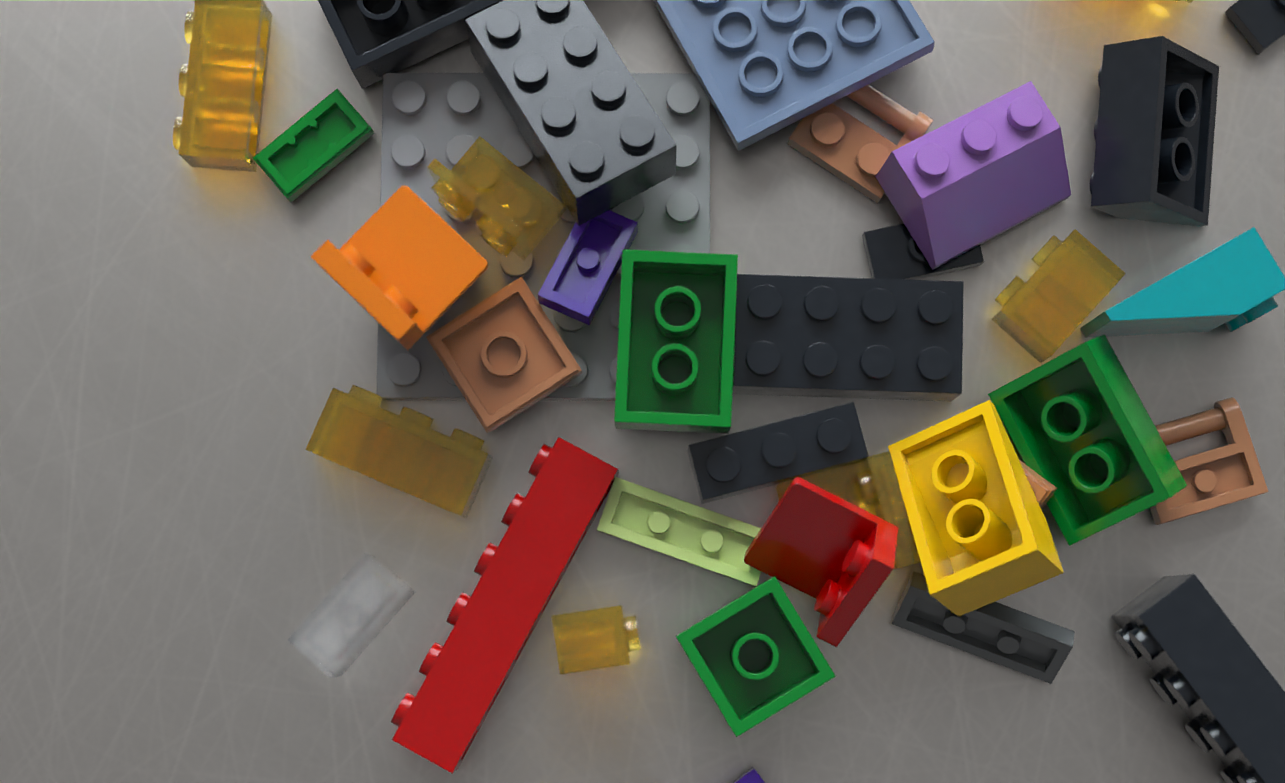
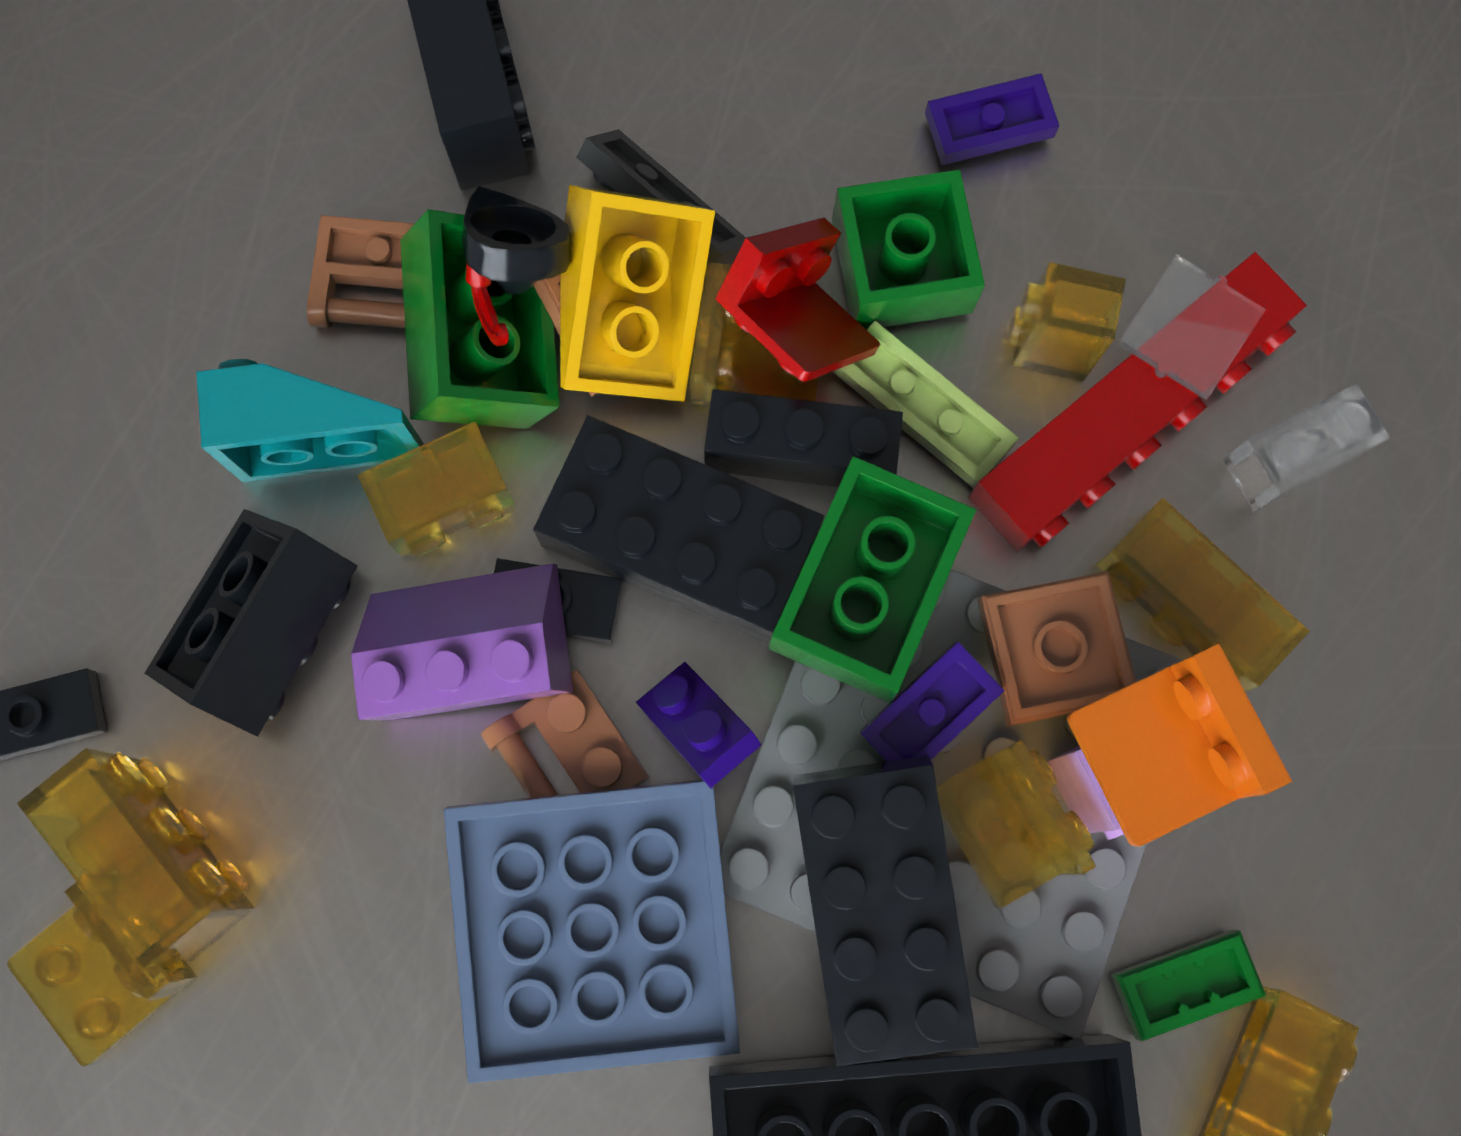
camera: 165 degrees left, 5 degrees down
(486, 677) = (1191, 327): none -> clear piece
(767, 187) = (698, 724): none -> dark purple plate
(1088, 494) = (510, 245): none -> black piece

